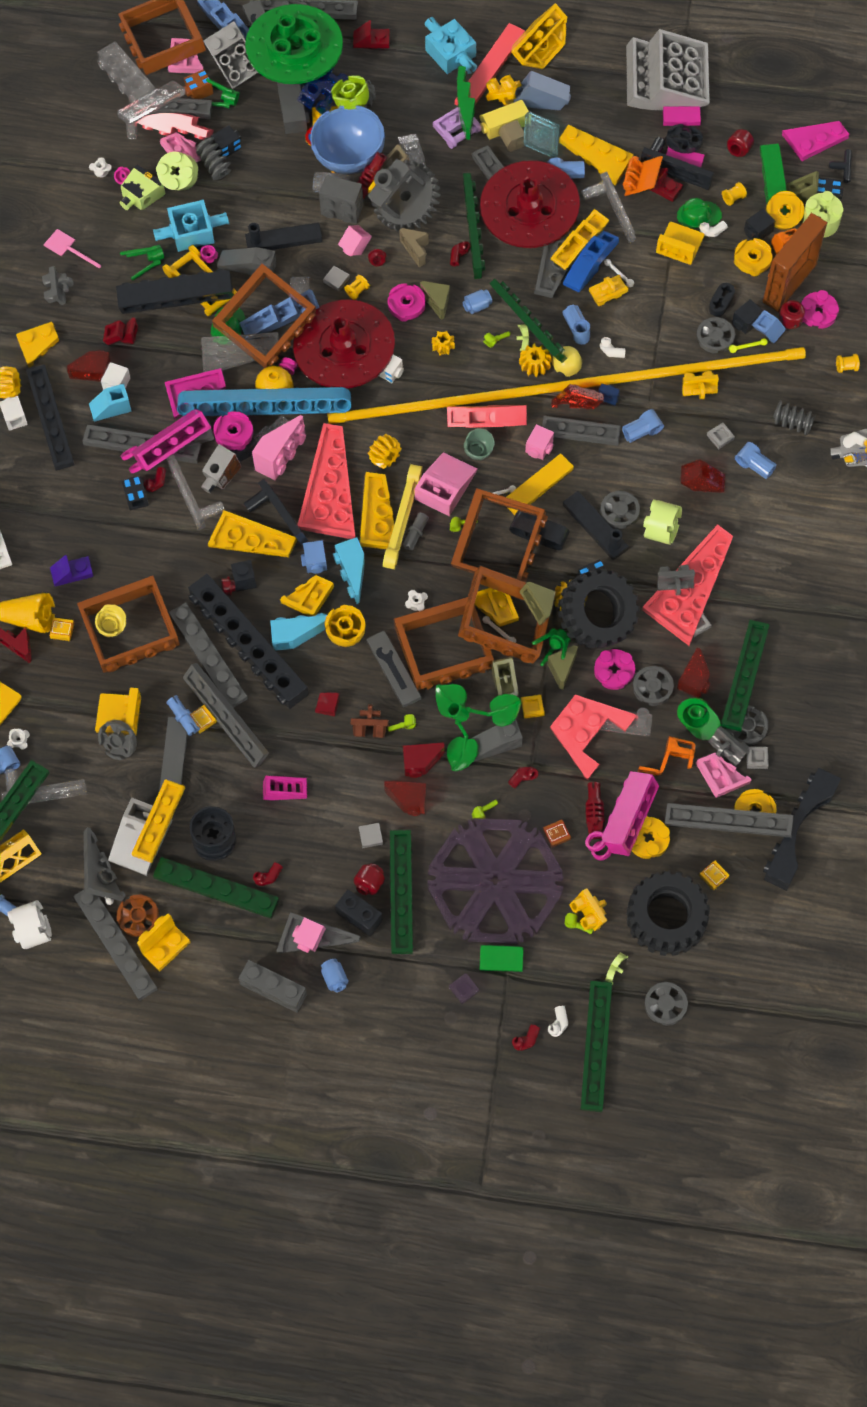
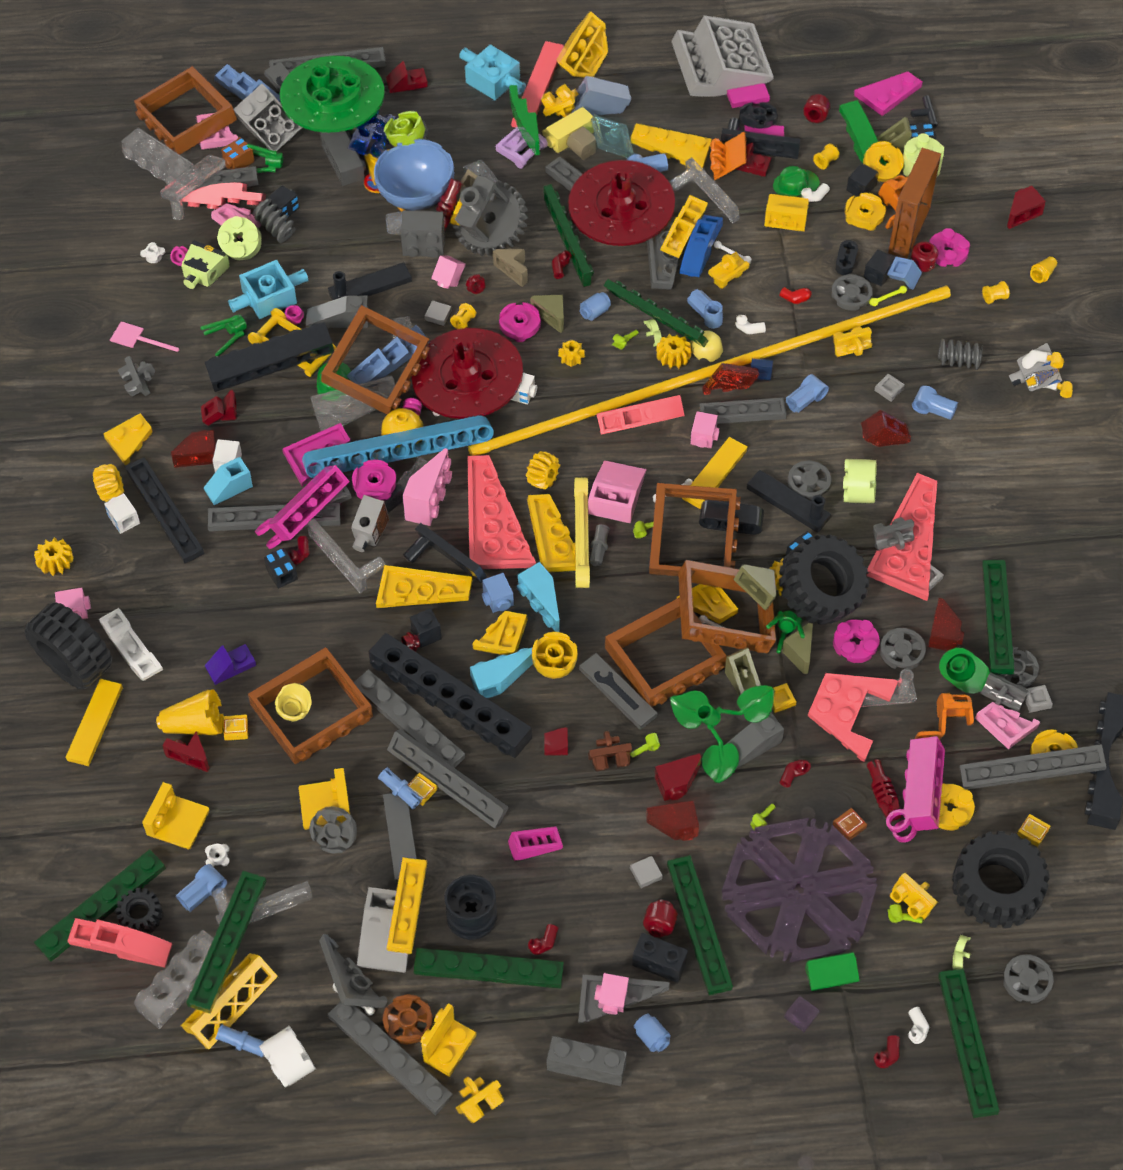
camera: 15 degrees left, 10 degrees down
(167, 1001) = (489, 1093): none -> yellow hips
(416, 606) = (618, 620): white plate -> none
(479, 444) = (641, 443): sand green hair -> none
(663, 329) = (796, 297): none -> red arm

